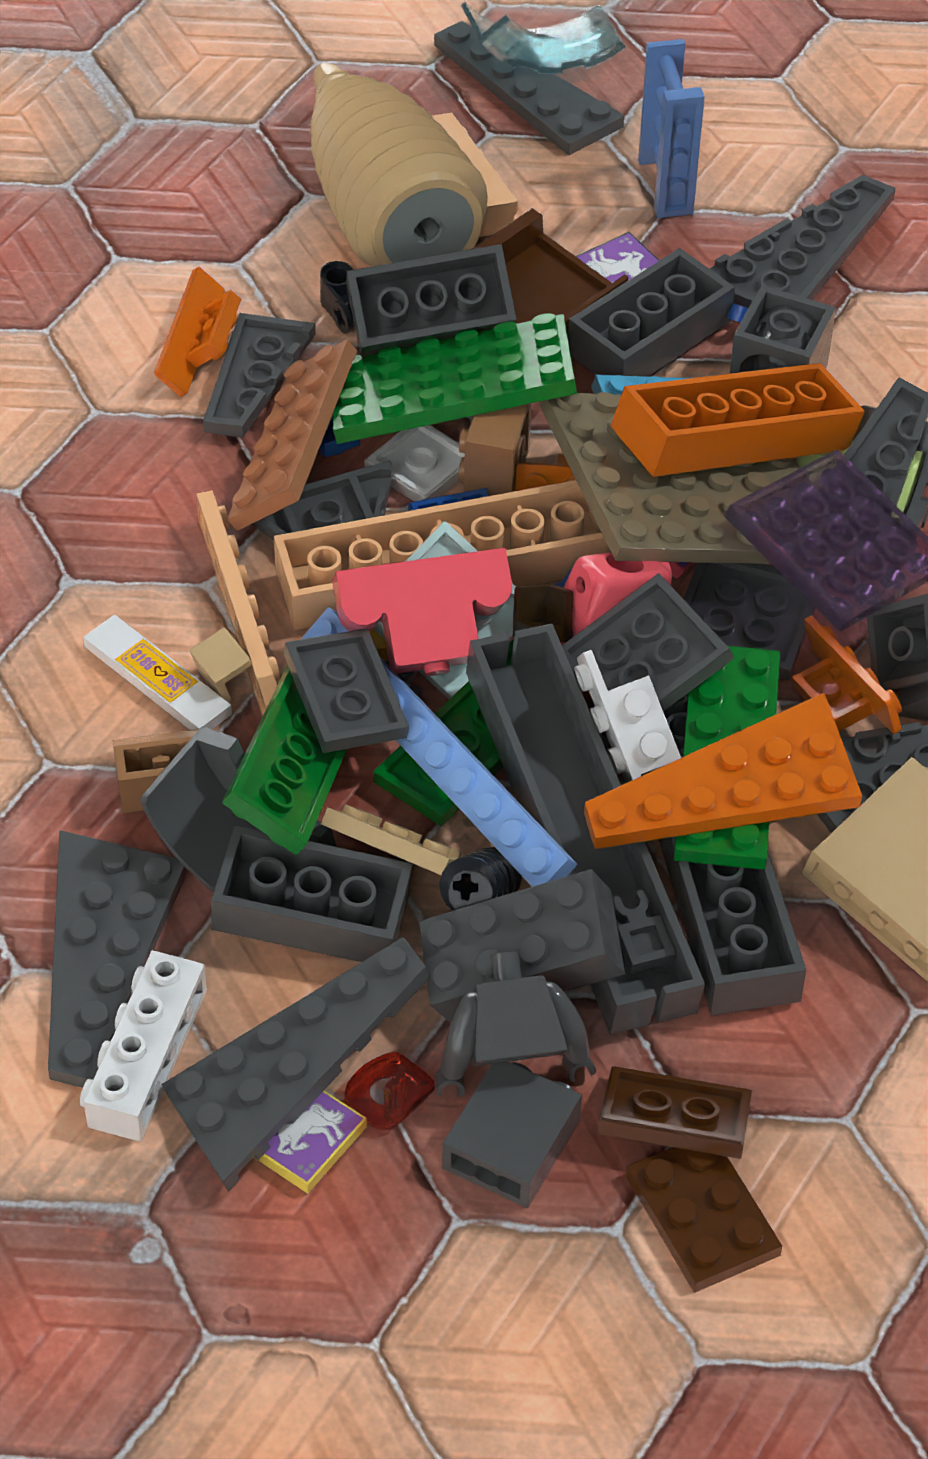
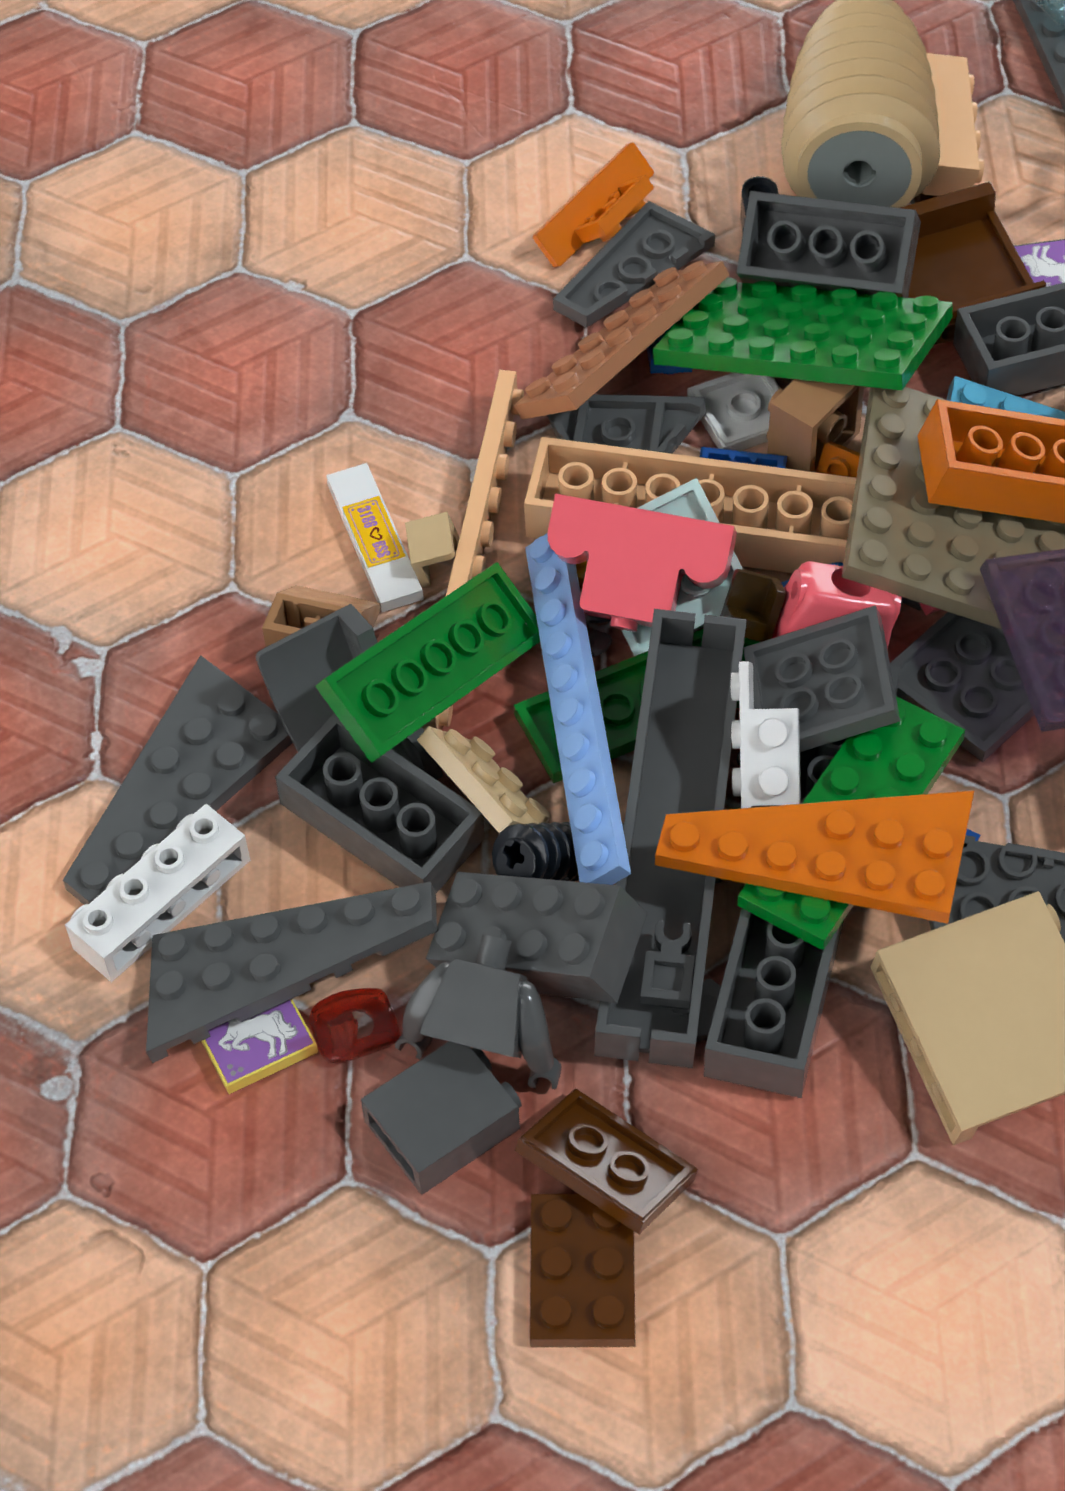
camera: 30 degrees right, 5 degrees up
(345, 690) = (515, 615): dark grey plate -> none
(848, 687) = (1020, 794): orange bracket -> none

